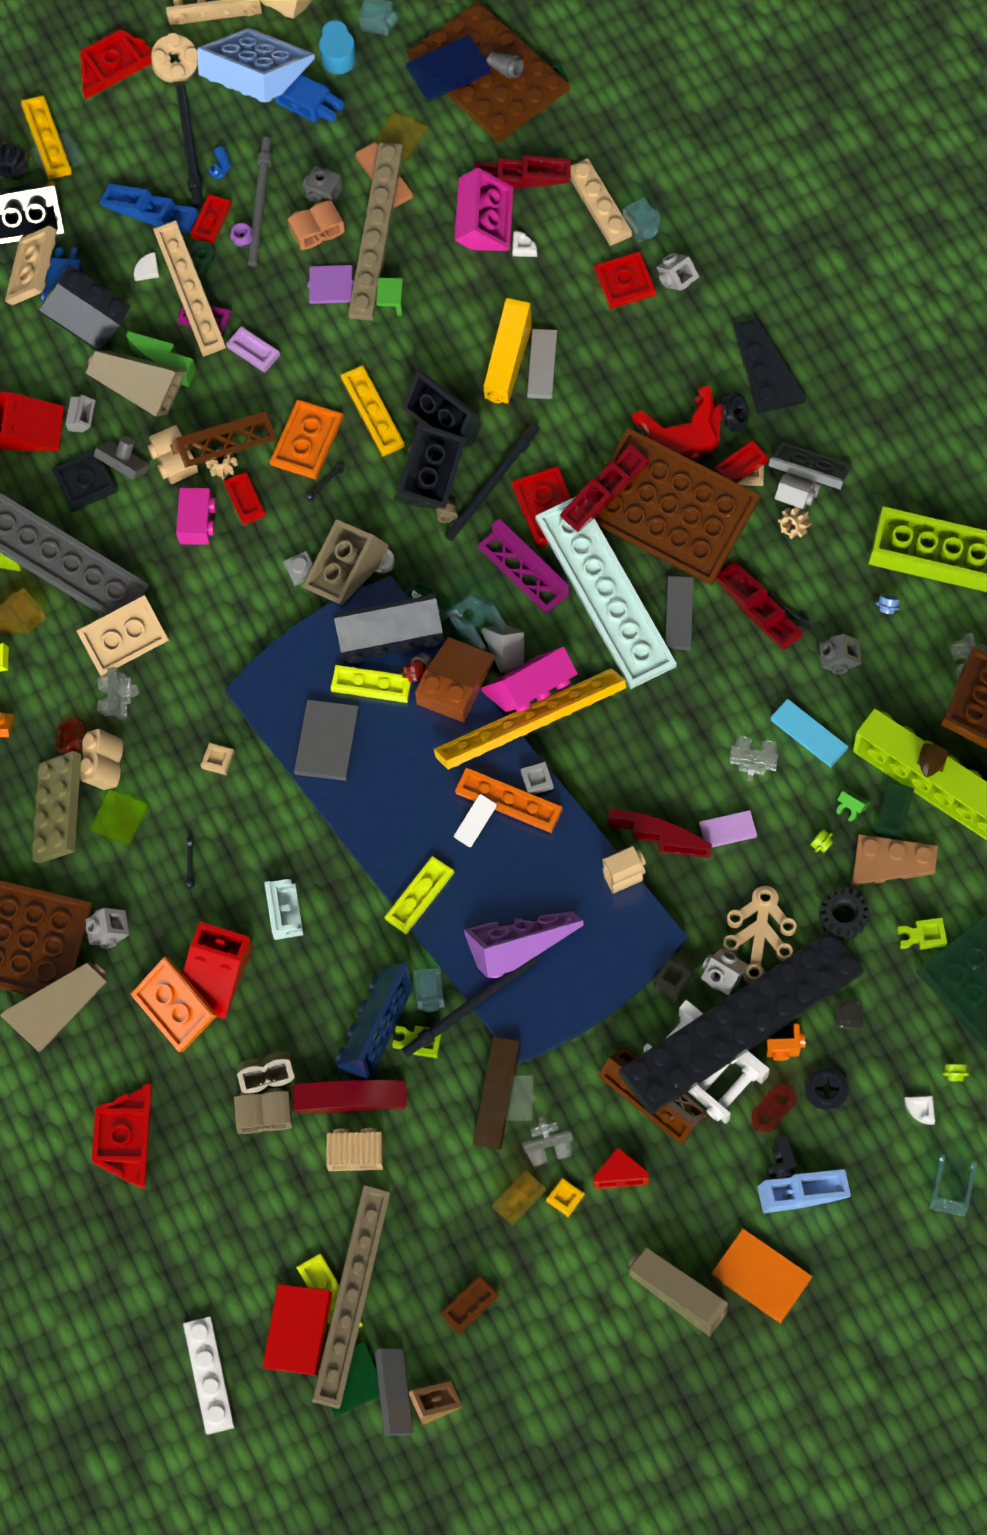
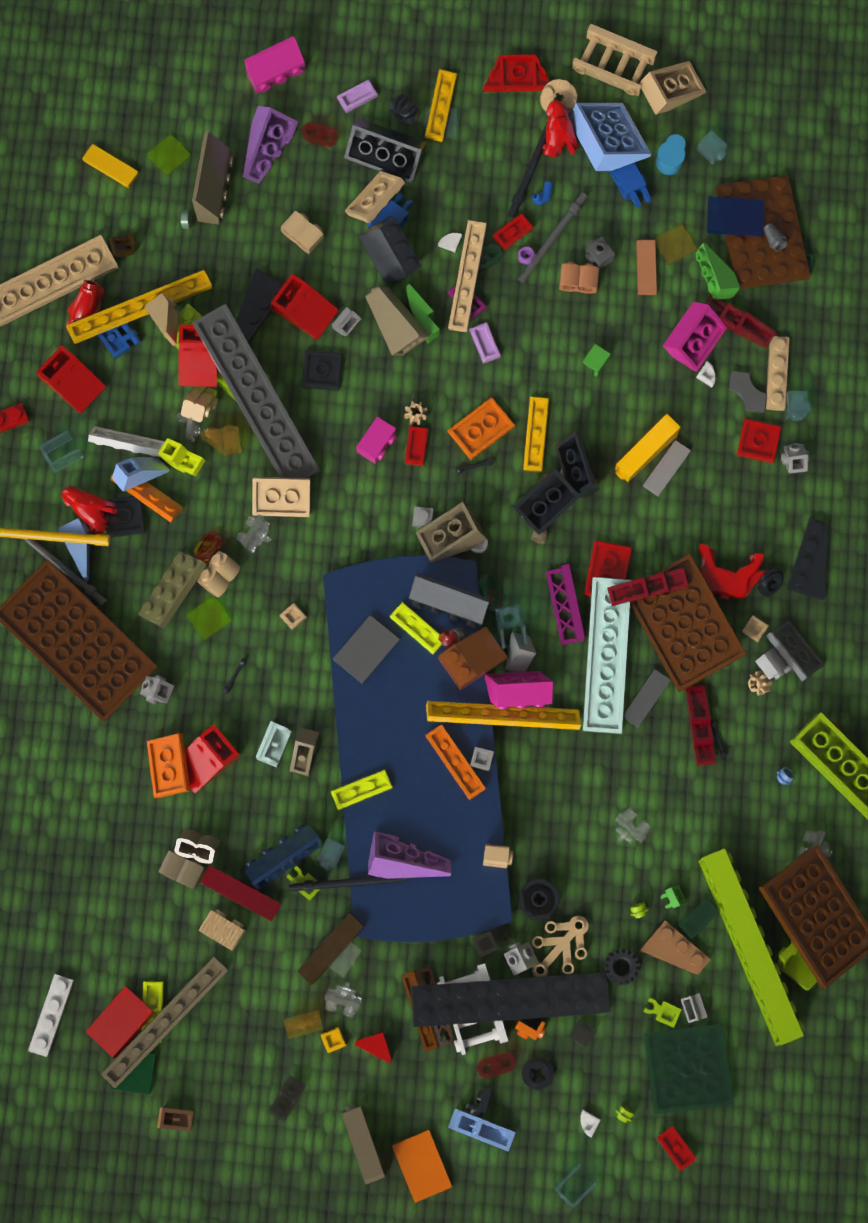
camera: 25 degrees right, 10 degrees up
(53, 1007) = (94, 722): dark tan slope -> none
(121, 457) = (353, 371): dark grey tile -> none
(123, 1136) = (88, 832): red wing -> none
(147, 208) = (477, 199): blue slope -> none
(170, 465) = (388, 388): tan brick -> none
(196, 89) = (558, 130): none -> red animal
(223, 434) = (428, 394): reddish brown fence -> none
(325, 896) = (304, 751): none -> dark tan slope
(330, 284) = (563, 326): medium lavender piece -> none
(376, 231) = (616, 306): dark tan plate -> none
(393, 1392) = (154, 1097): dark grey tile -> none
(465, 136) = (719, 277): none -> bright green slope
(469, 1304) = (233, 1071): reddish brown plate -> none
(475, 820) = (426, 762): white sticker -> none
(520, 446) = (615, 518): black bar -> none
(553, 1297) = (286, 1099): none -> clear smoke slope
(569, 235) = (742, 386): none -> dark grey tile
(670, 837) = (543, 847): dark red slope -> none
(701, 880) = (544, 890): none -> black brick
(728, 829) = (584, 864): lavender tile -> none
(742, 462) = (751, 620): red tile -> none
(809, 733) = (677, 832): medium azure tile -> none
(840, 653) = (728, 789): dark grey brick -> none
(932, 759) = (735, 909): dark brown plate -> none
(955, 908) = (693, 1008): none -> light grey piece

